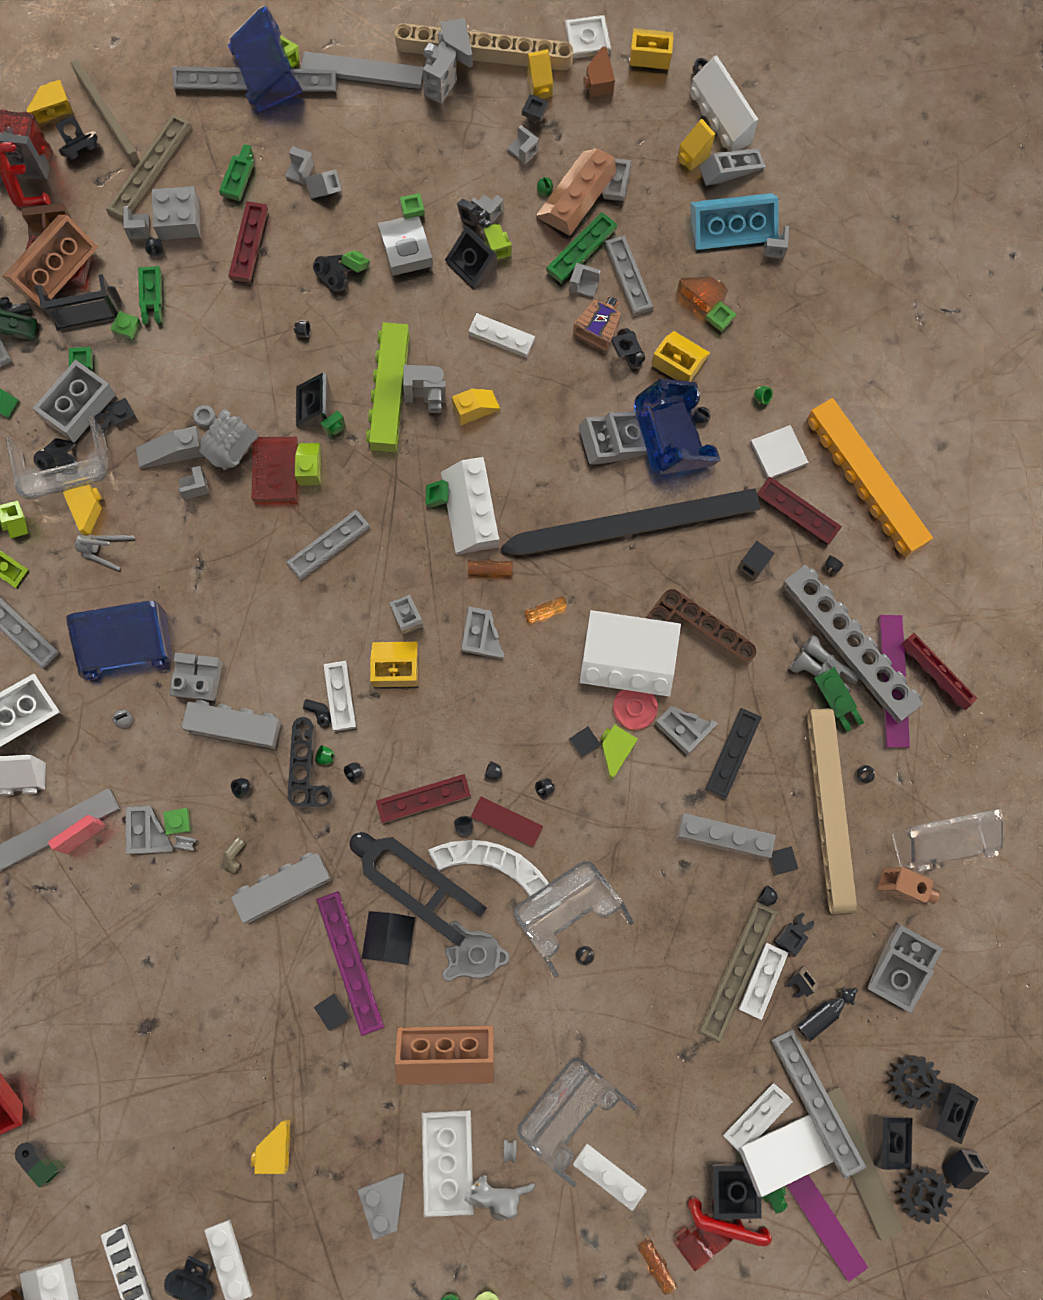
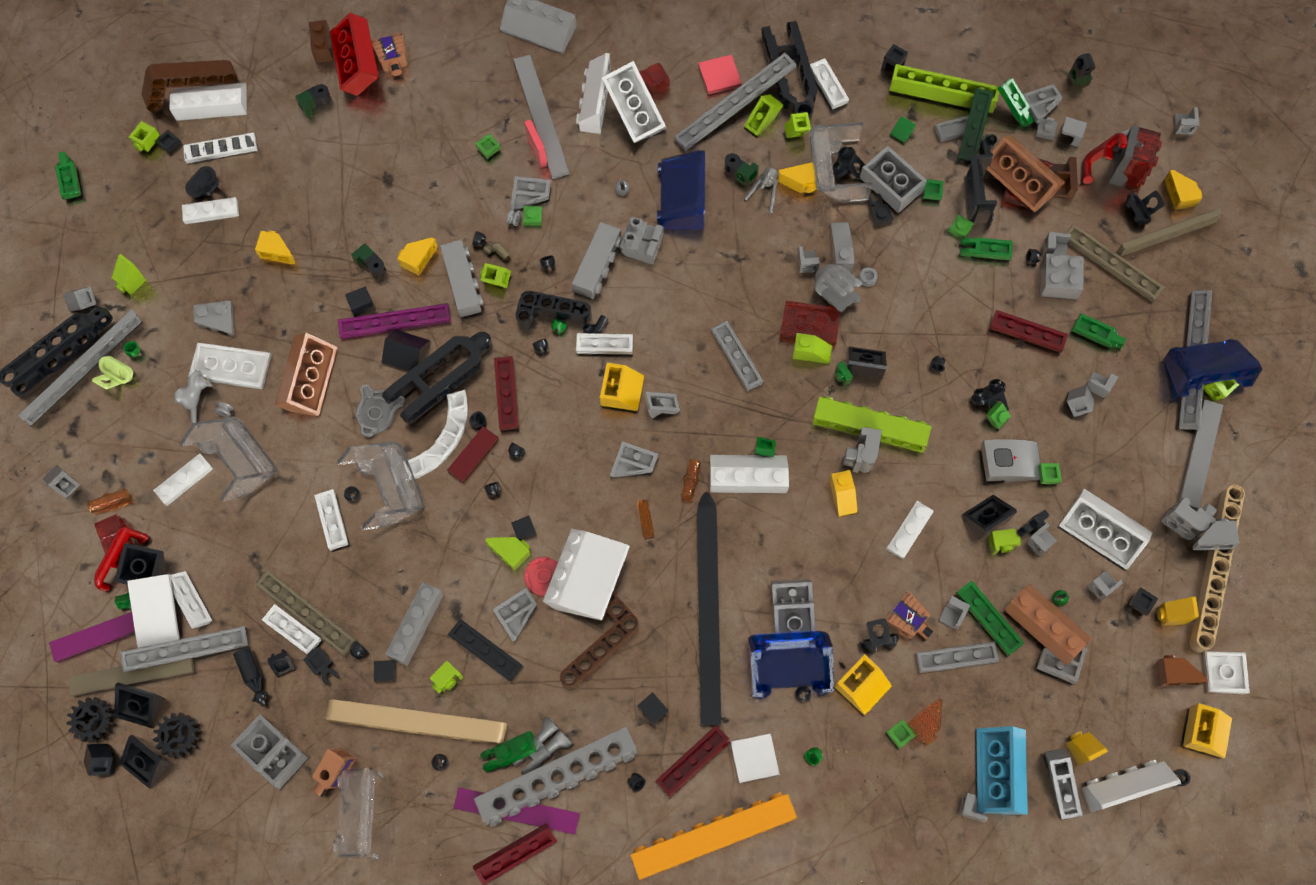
camera: 105 degrees right, 5 degrees down
(80, 580) = (740, 170): none -> leg
(83, 901) = (488, 146): none -> bright green plate
(221, 882) = (477, 239): none -> black hinge
(256, 955) = (417, 255): none -> yellow slope
(272, 1013) = (370, 260): none -> leg
(277, 841) = (502, 275): none -> lime brick
(463, 148) = (1106, 529): none -> white slope
(622, 970) = (331, 519): none -> white plate
(776, 788) = (445, 677): none -> lime brick

